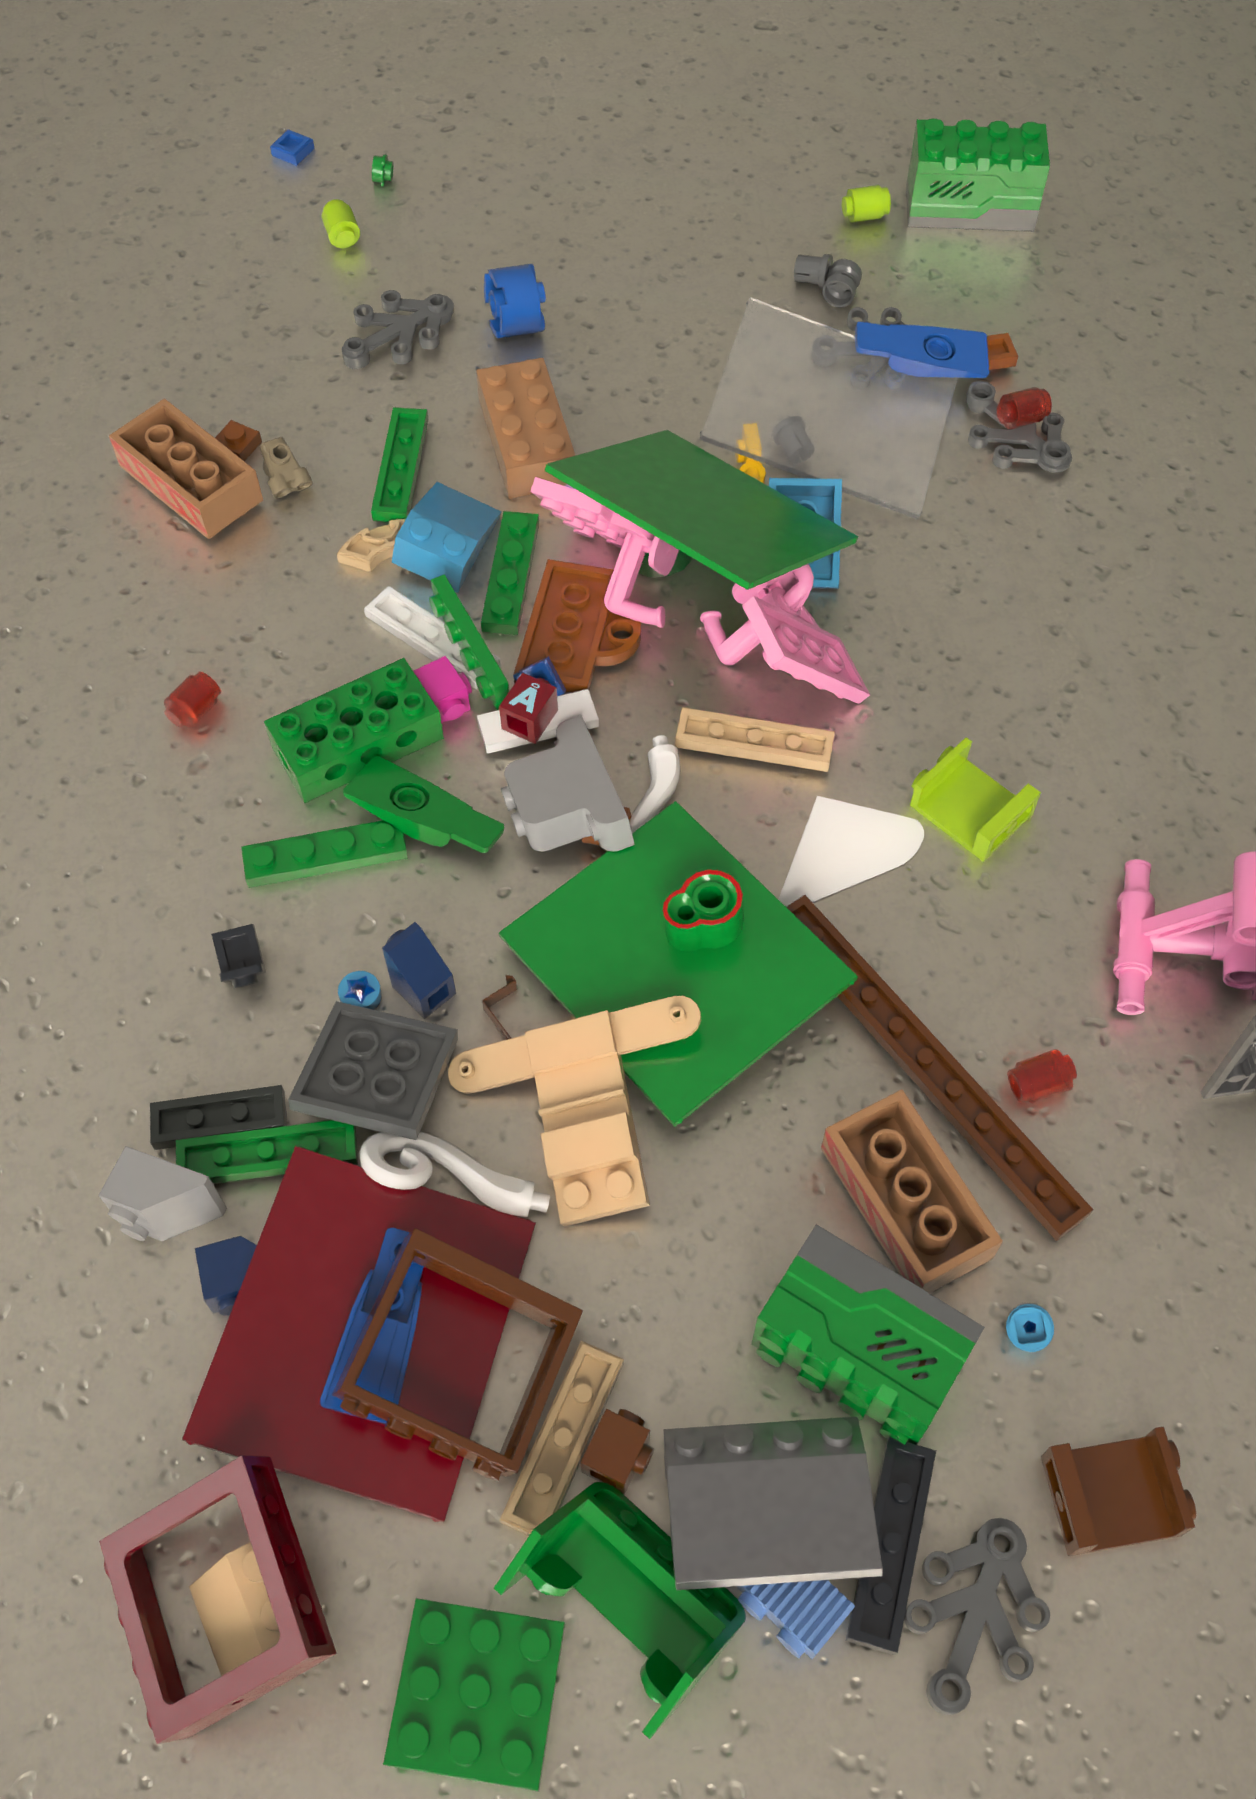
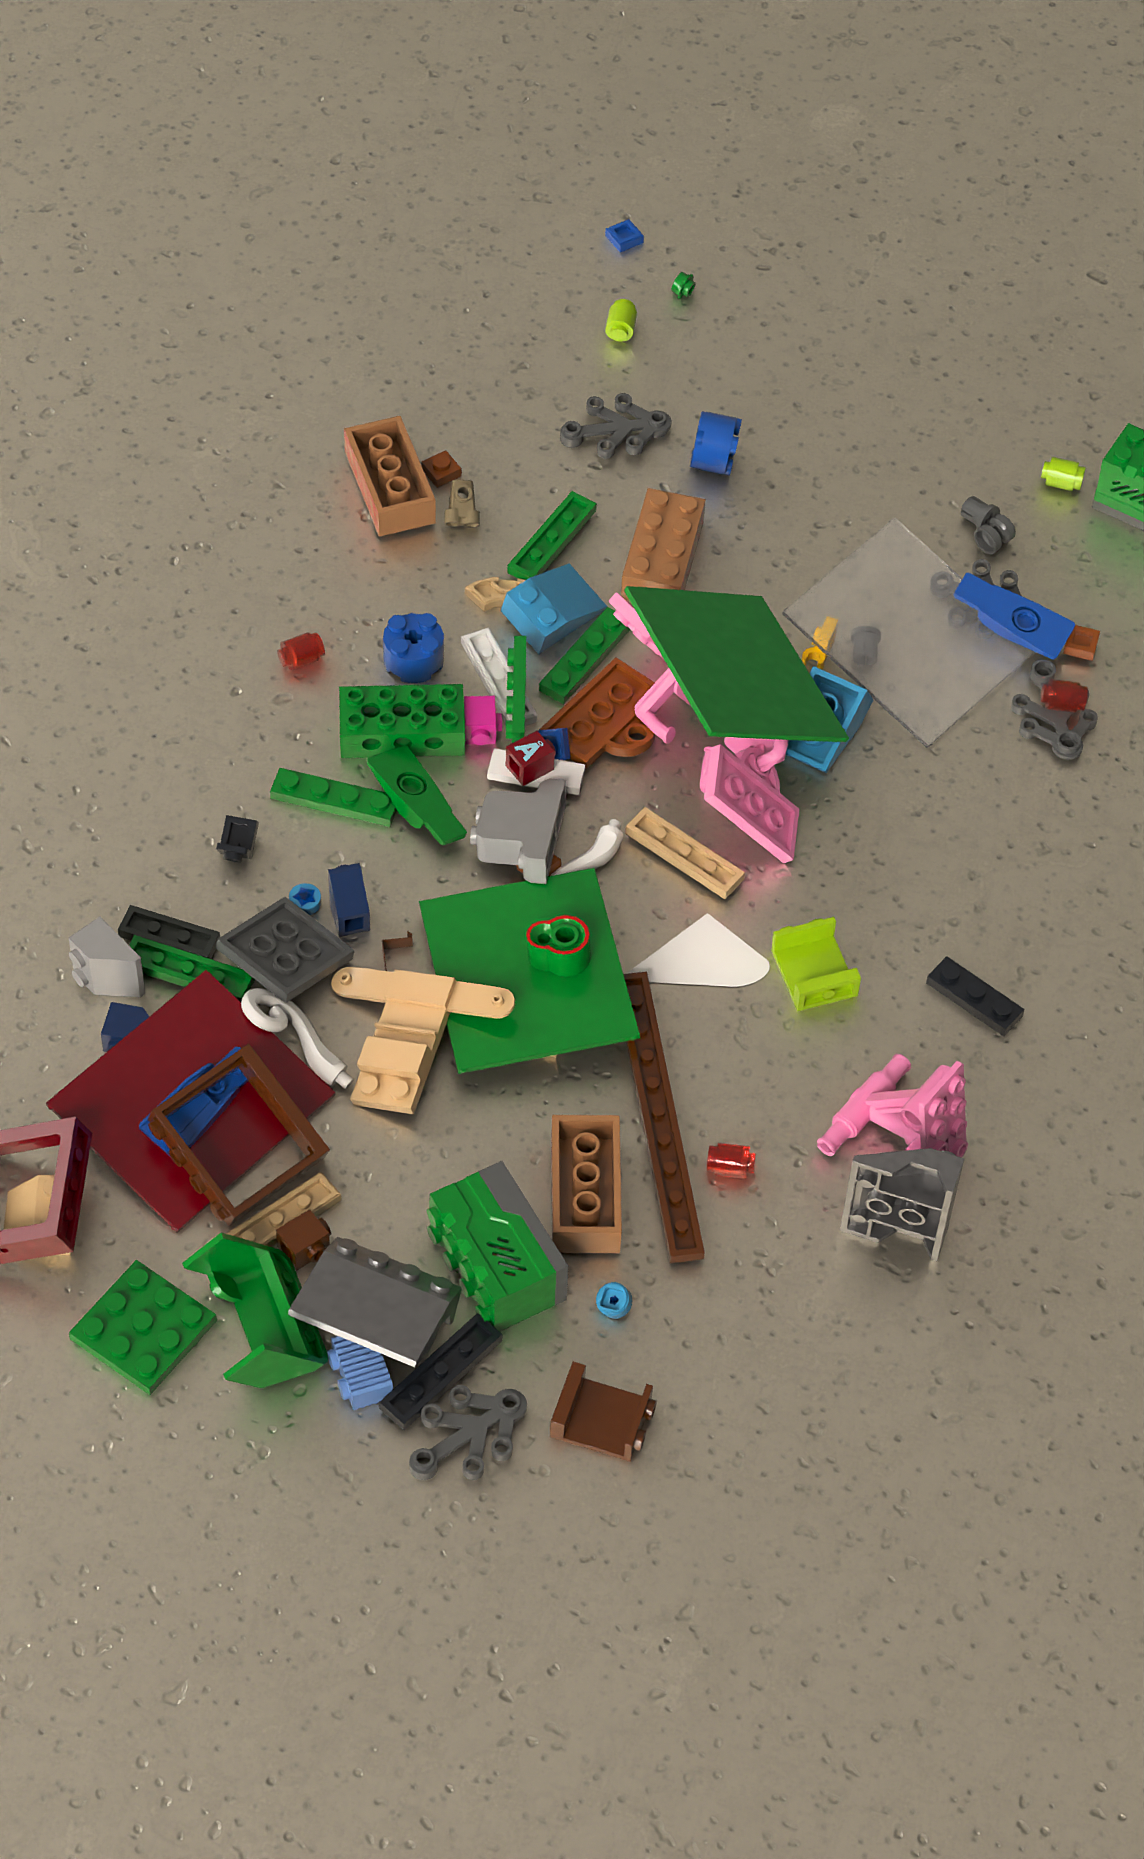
camera: 25 degrees right, 5 degrees down
(319, 641) = (413, 647): none -> blue brick
(1153, 757) = (975, 996): none -> black plate

